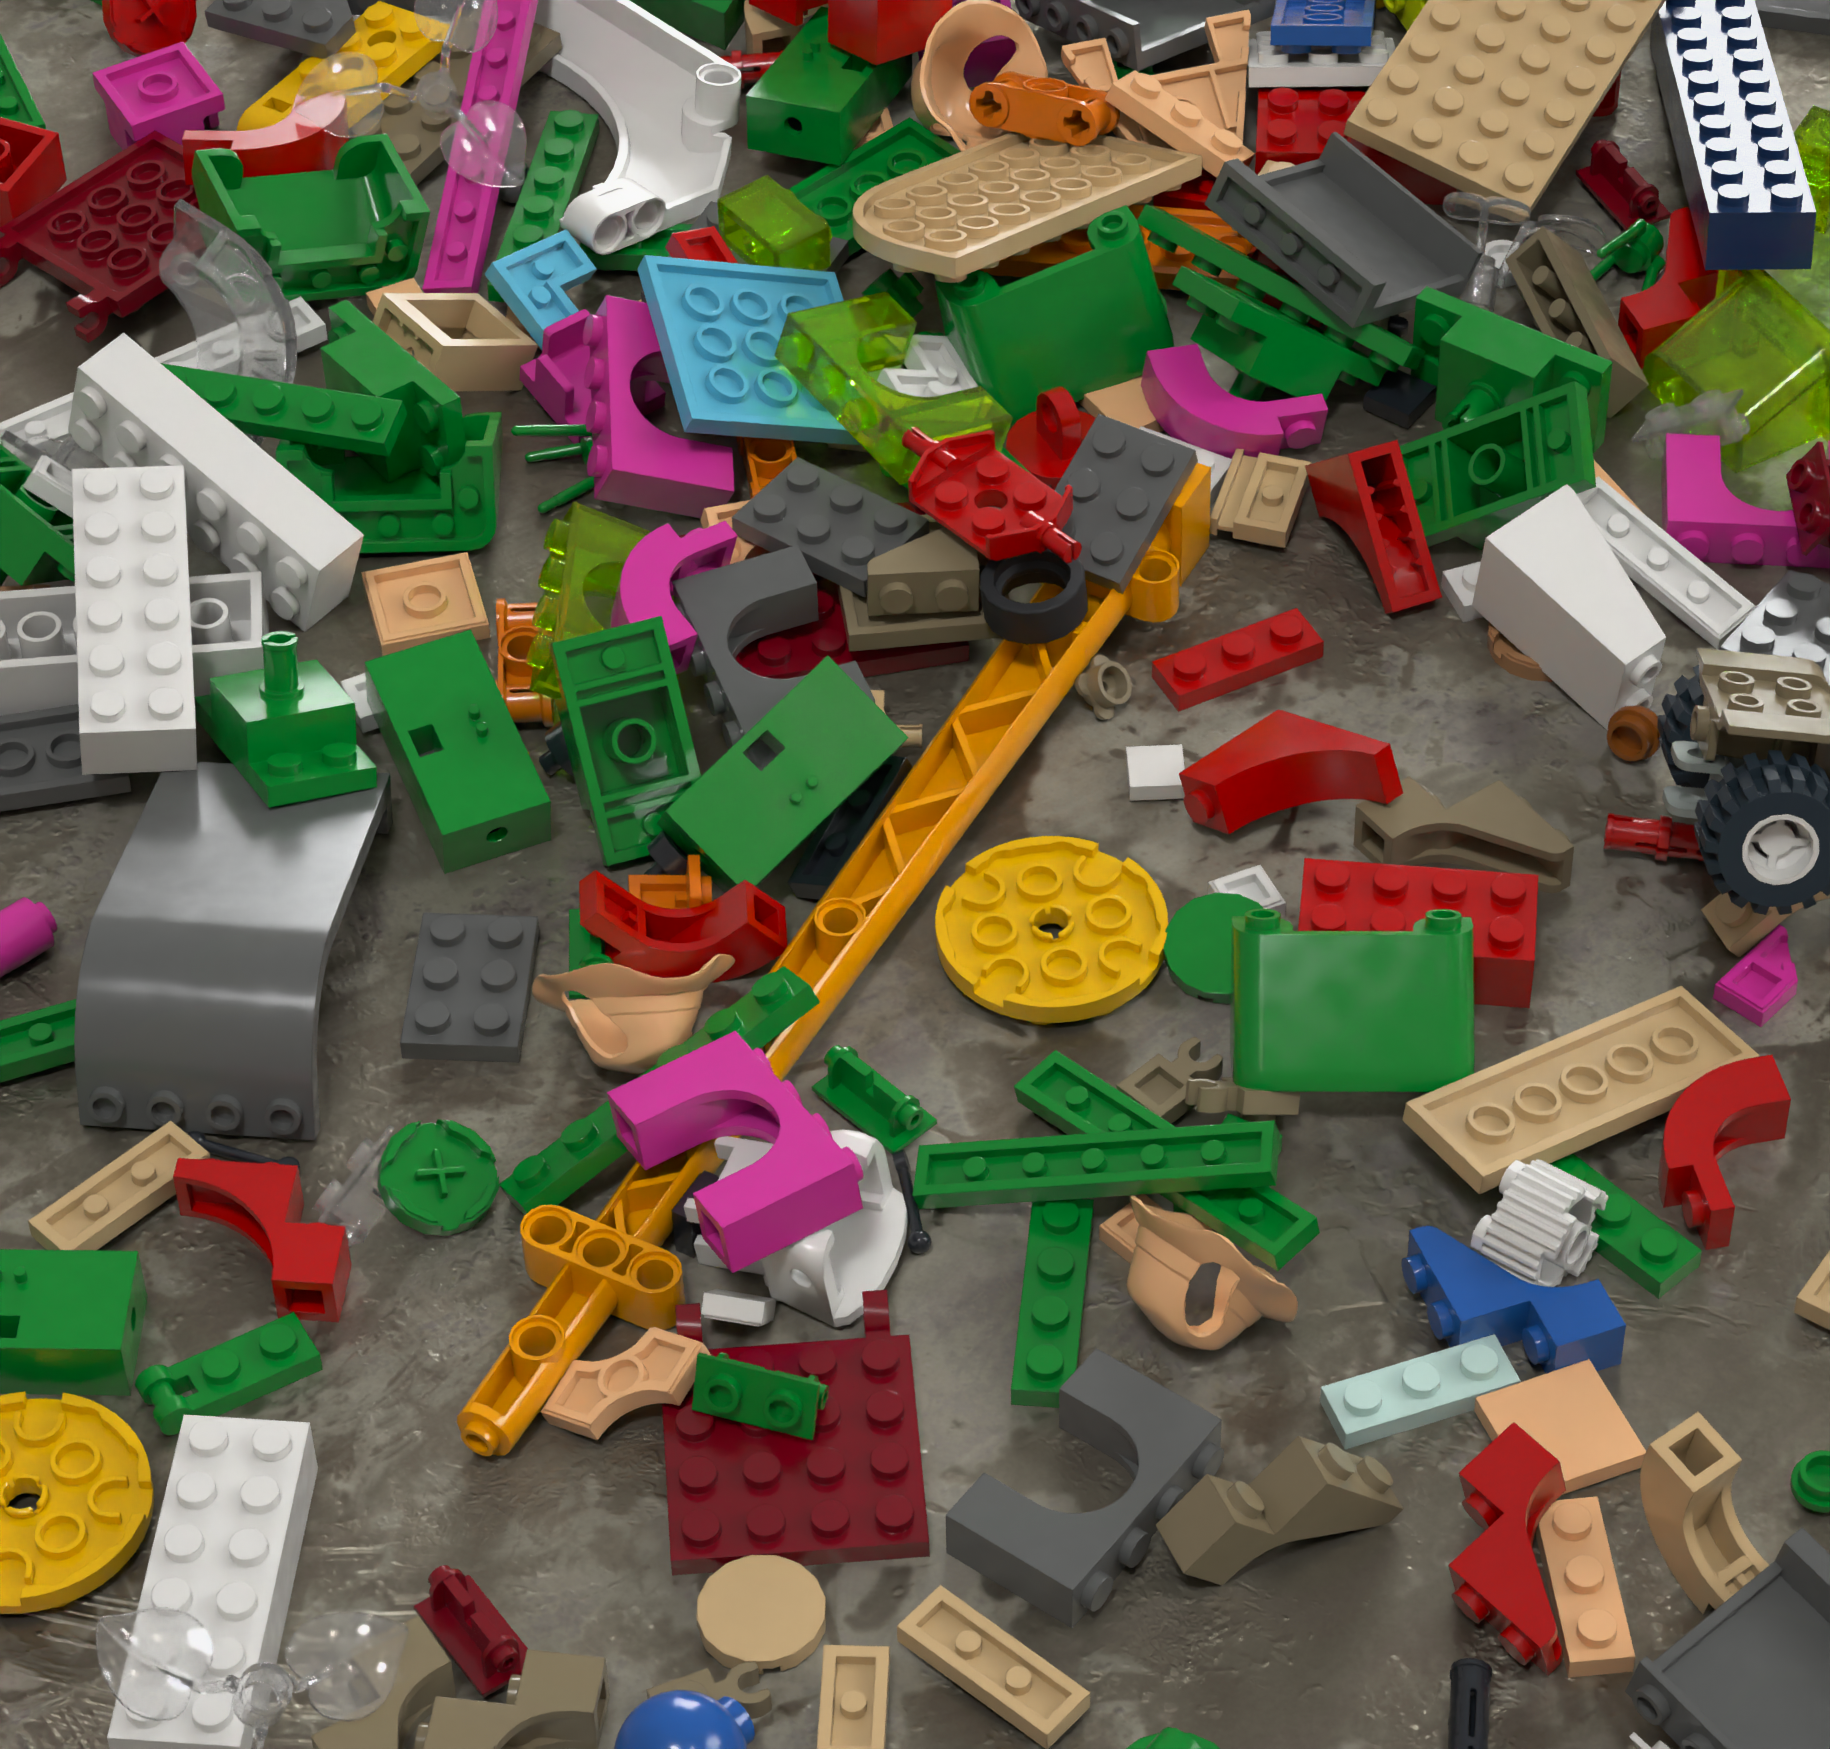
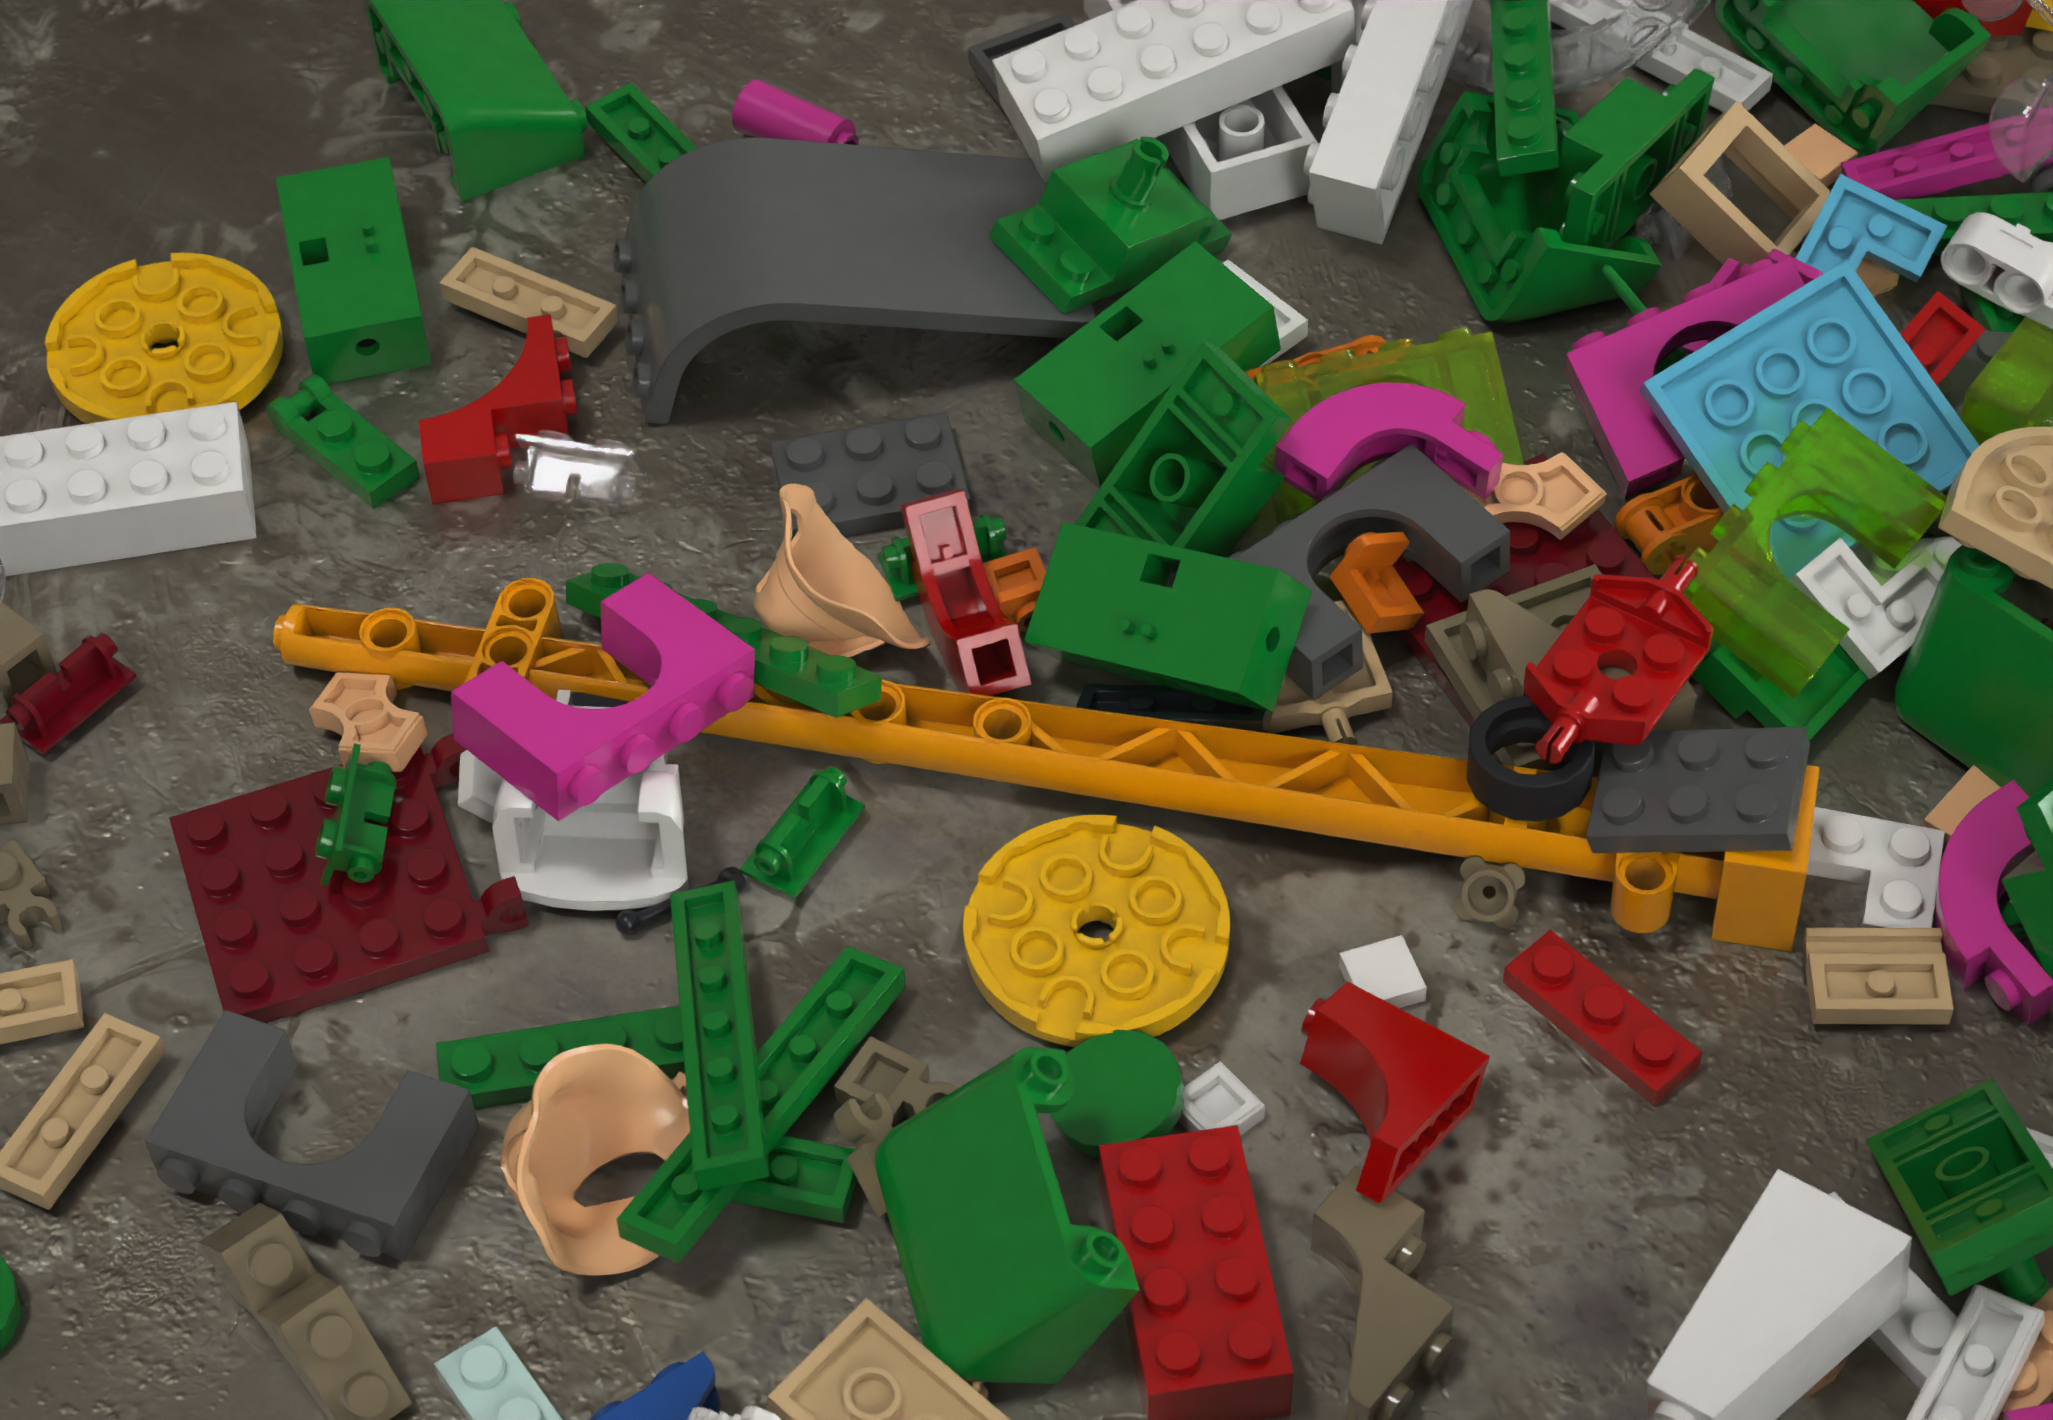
camera: 75 degrees right, 5 degrees up
(237, 1154) = (604, 411): black hinge -> none
(424, 602) = (1386, 295): light nougat tile -> none
(438, 1177) = (600, 513): green tile -> none
(761, 1613) = (125, 909): tan tile -> none
(776, 664) = (1373, 586): none -> orange bracket
(829, 520) = (1571, 537): dark grey plate -> none
(1049, 436) = (1877, 763): red tile -> none
(1376, 507) = (1877, 1070): red arch -> none

